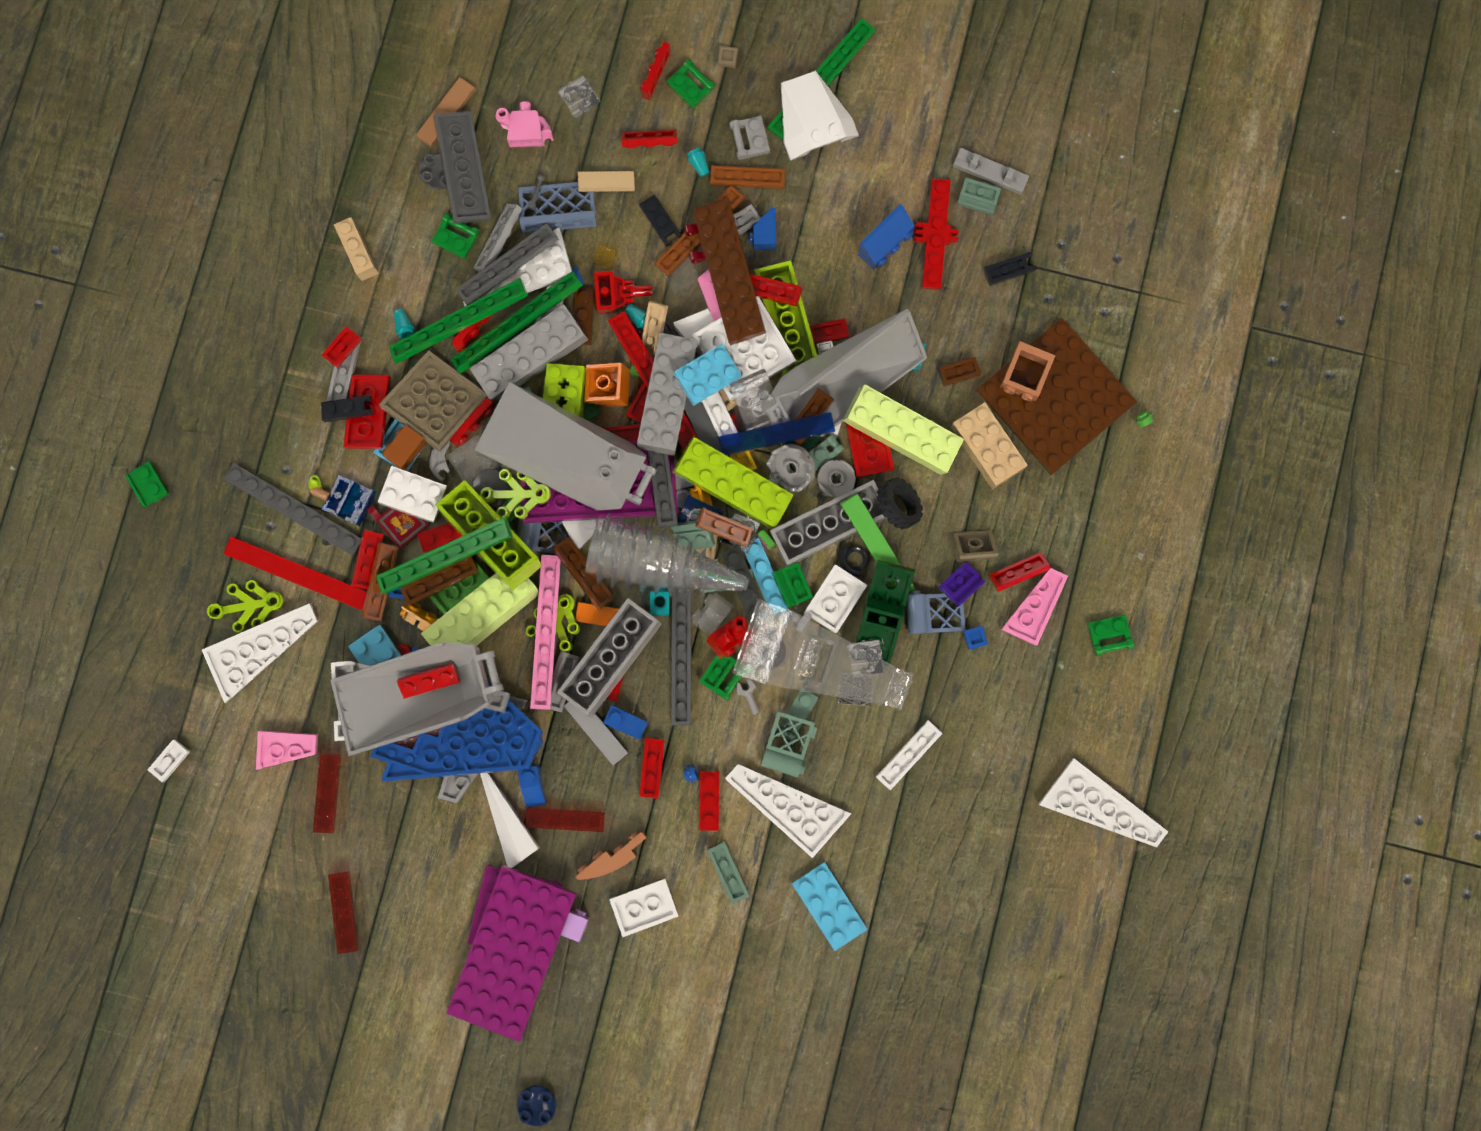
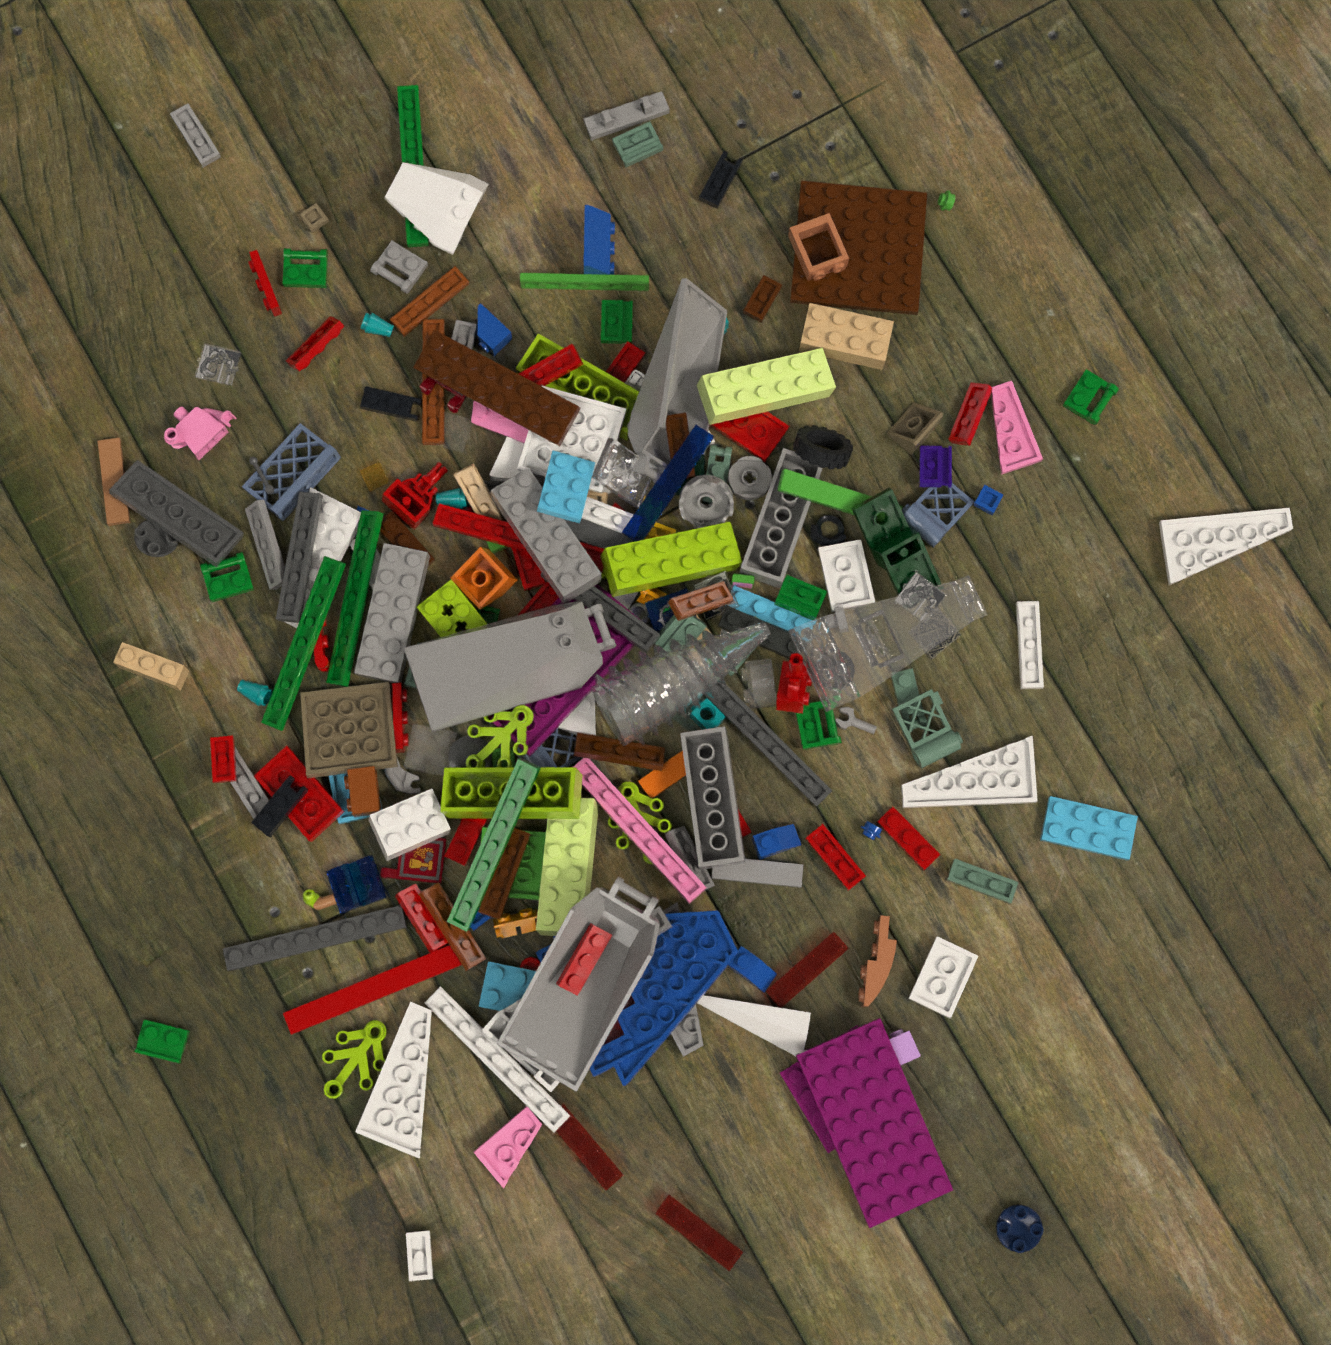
camera: 50 degrees left, 5 degrees down
(325, 701) = (497, 1059): none -> white tile
(606, 181) = (313, 412): tan tile -> none
(851, 299) = (616, 321): none -> green plate
(856, 255) = (584, 281): none -> bright green tile
(936, 234) = (632, 206): red hinge -> none

